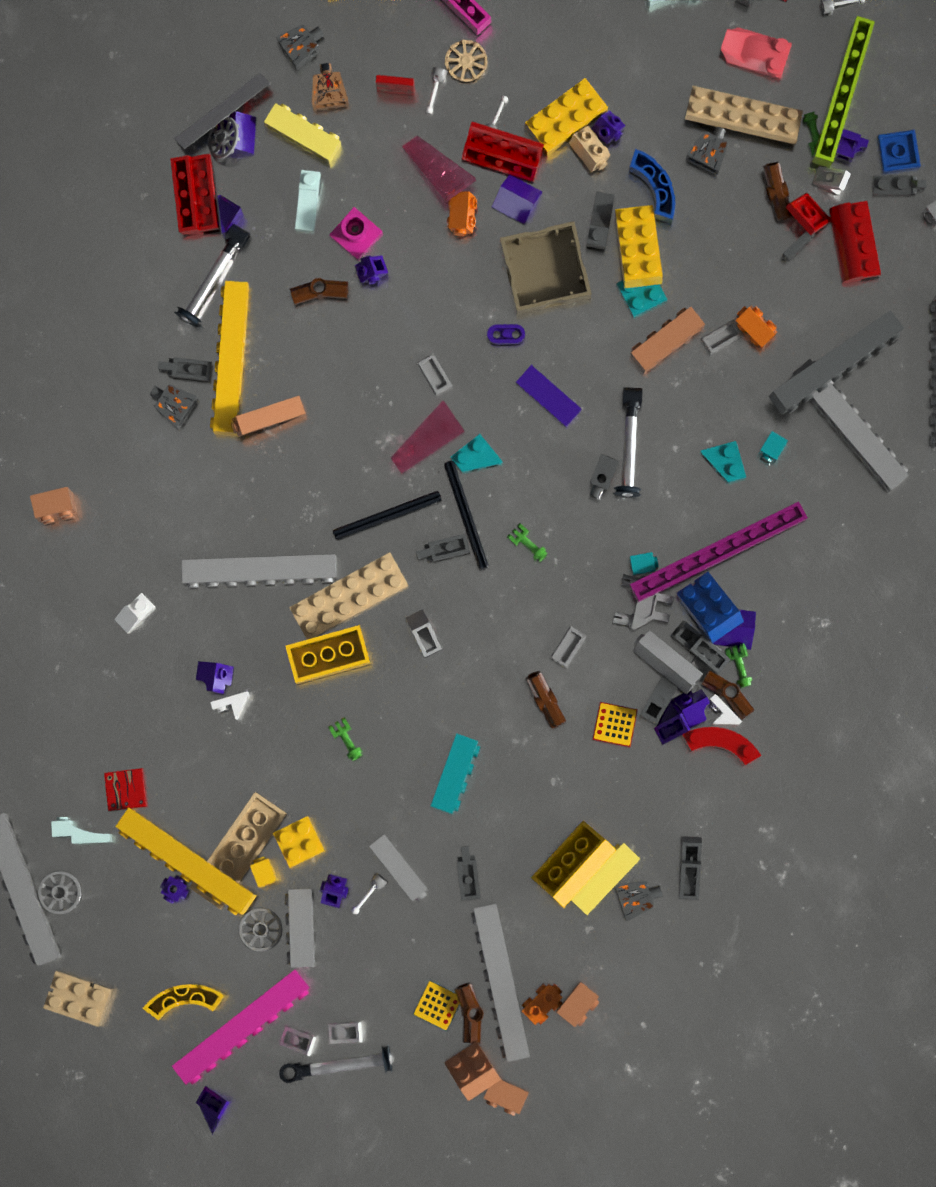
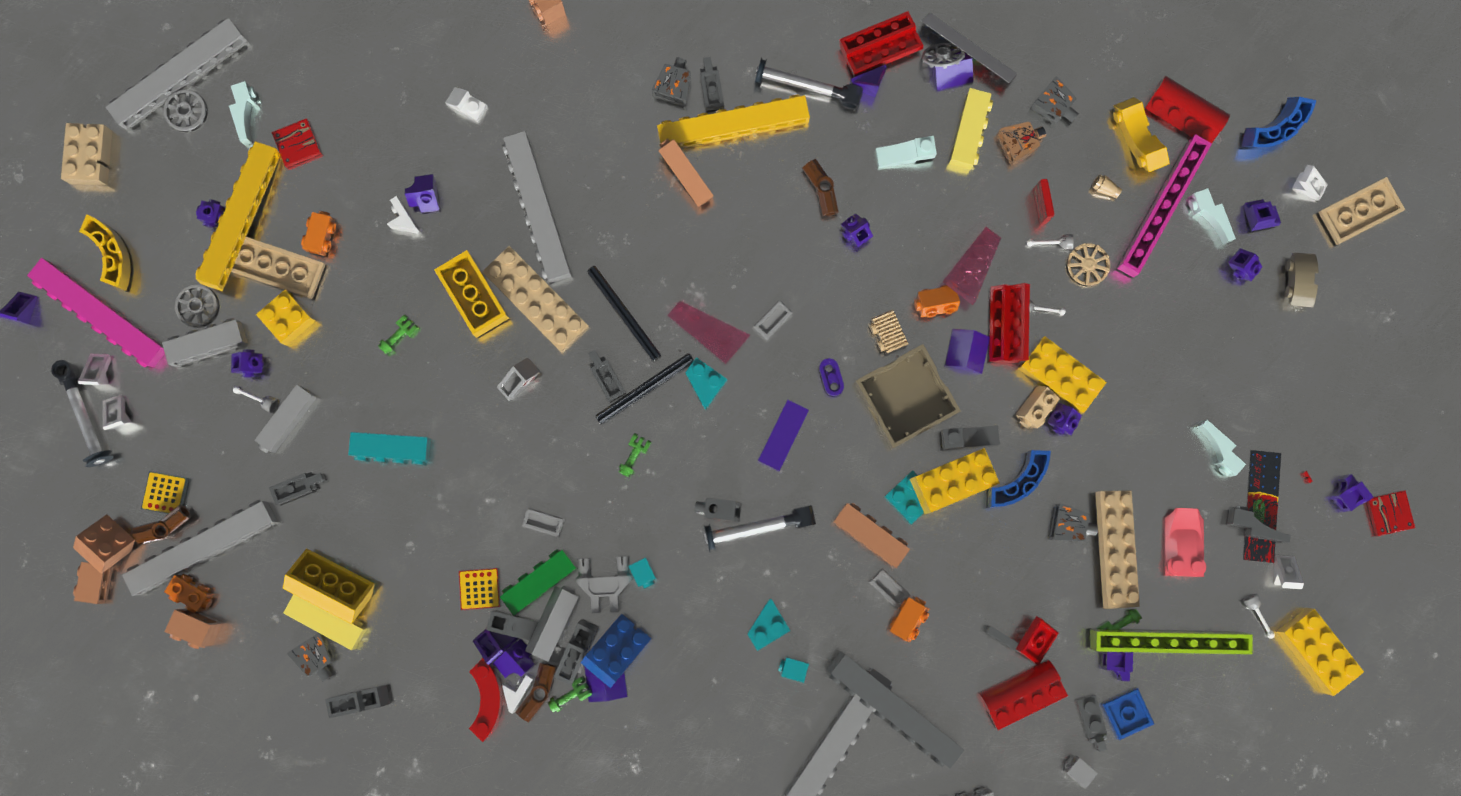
camera: 70 degrees right, 0 degrees up
(219, 785) = (318, 233): none -> orange brick
(263, 872) = (246, 292): yellow brick -> none
(358, 242) = (886, 215): dark pink plant -> none
(396, 21) = (1104, 185): none -> tan cone
(478, 268) = (888, 332): none -> tan brick
(545, 699) = (484, 514): reddish brown piece -> none
(624, 665) = (538, 582): none -> green brick
(718, 551) = (674, 644): magenta plate -> none
(777, 190) = (1051, 602): reddish brown piece -> none
(831, 179) = (1078, 654): white slope -> none

